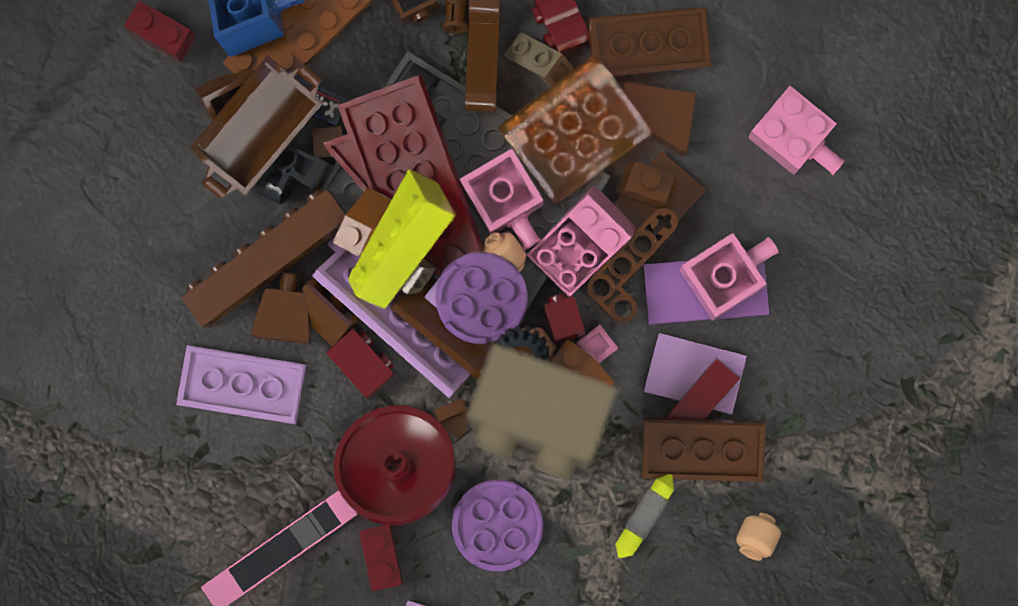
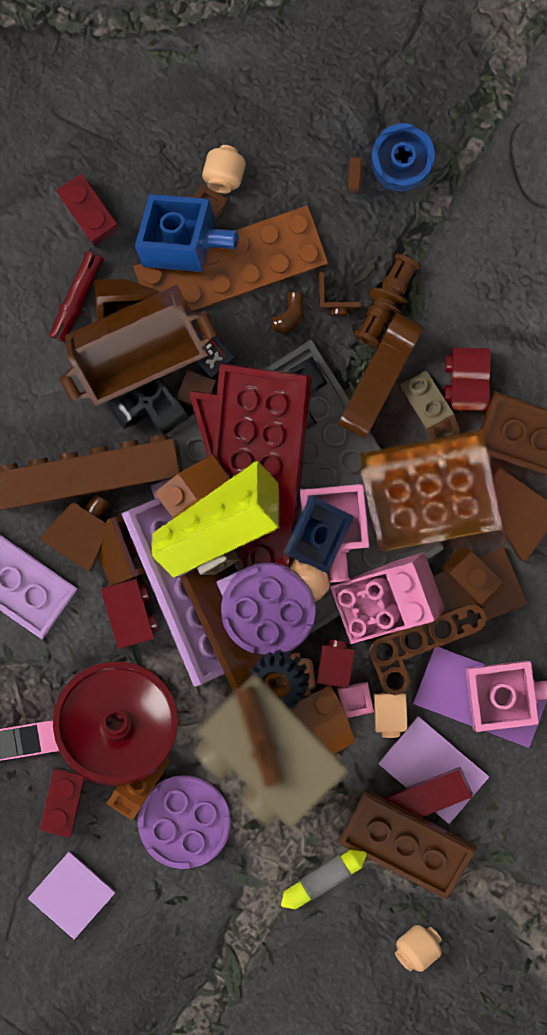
camera: 25 degrees right, 5 degrees up
(185, 122) = (72, 305): none -> dark red pin
(381, 40) = (292, 316): none -> reddish brown arm
(438, 524) = (130, 797): none -> dark orange bracket
(453, 417) = (190, 703): reddish brown tile -> none
(493, 208) = (319, 534): none -> dark blue slope
(551, 421) = (271, 775): none -> reddish brown pin
(633, 342) = (390, 714): none -> light nougat brick

